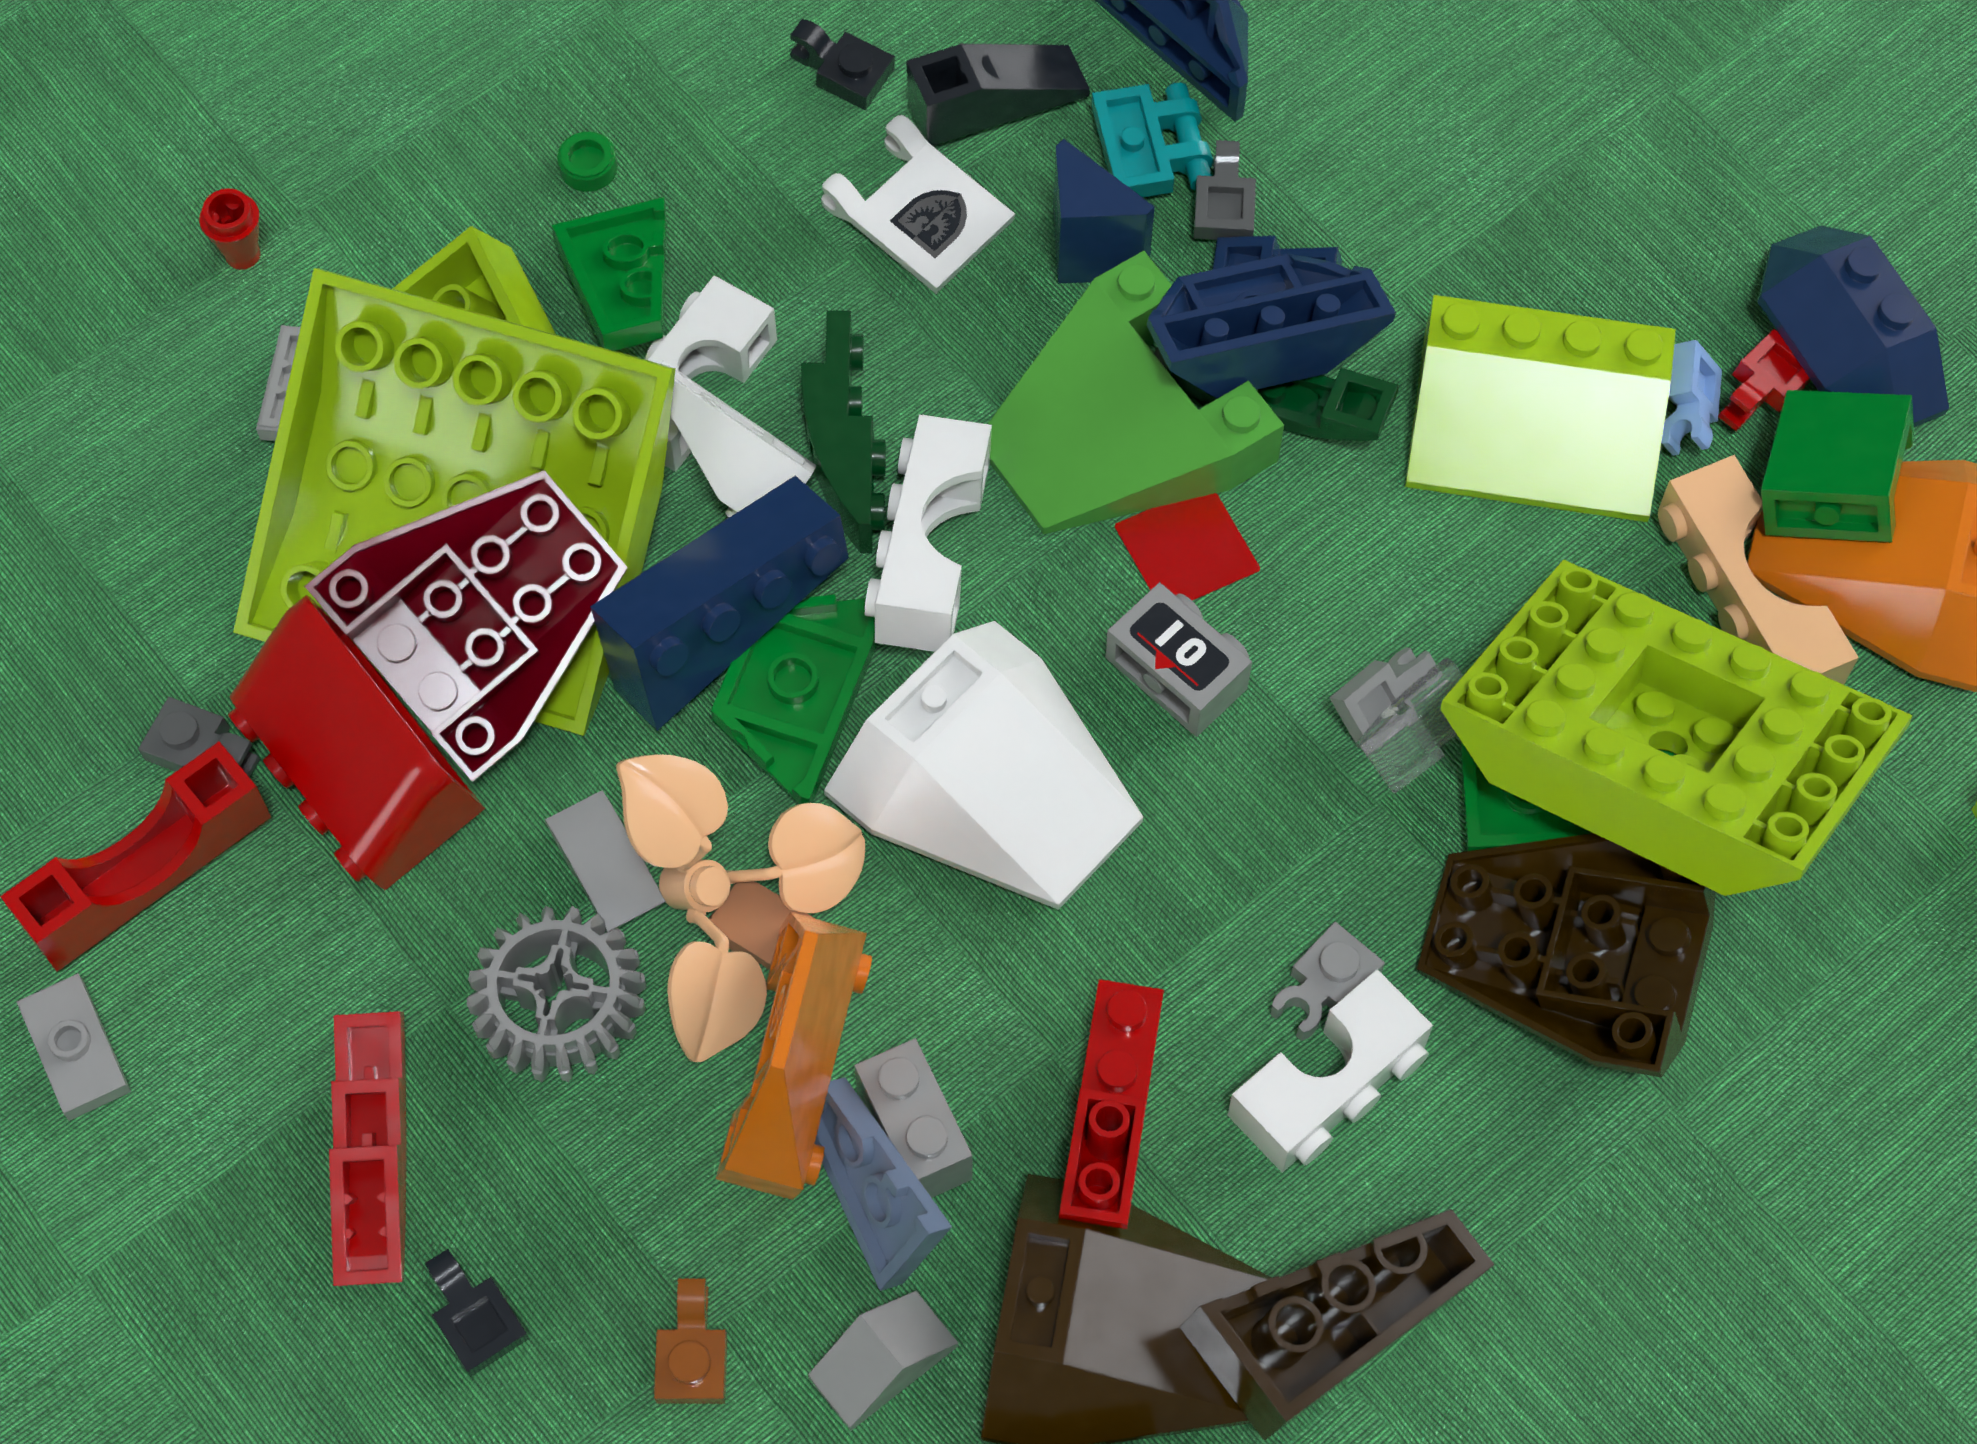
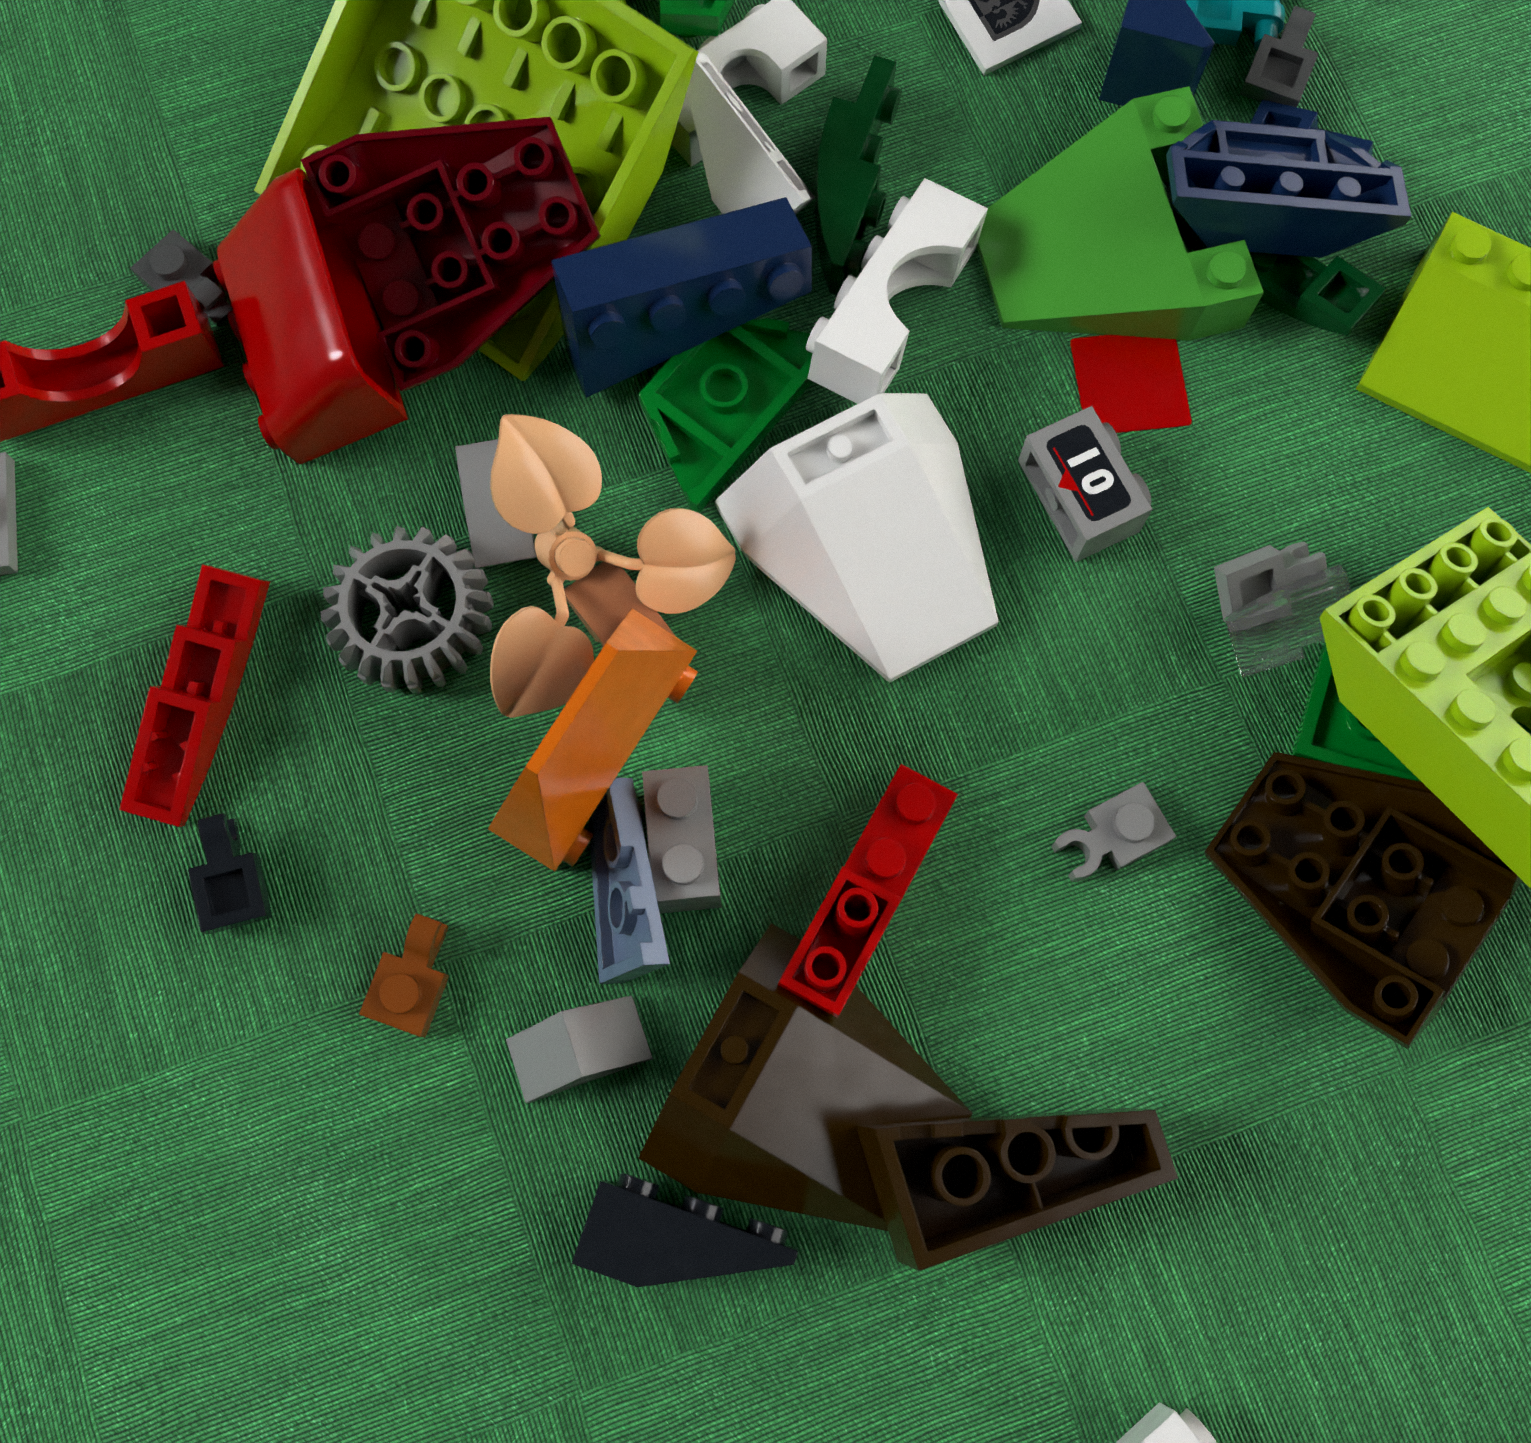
camera: 20 degrees right, 10 degrees up
(1293, 1112) = (1142, 906): white arch -> none

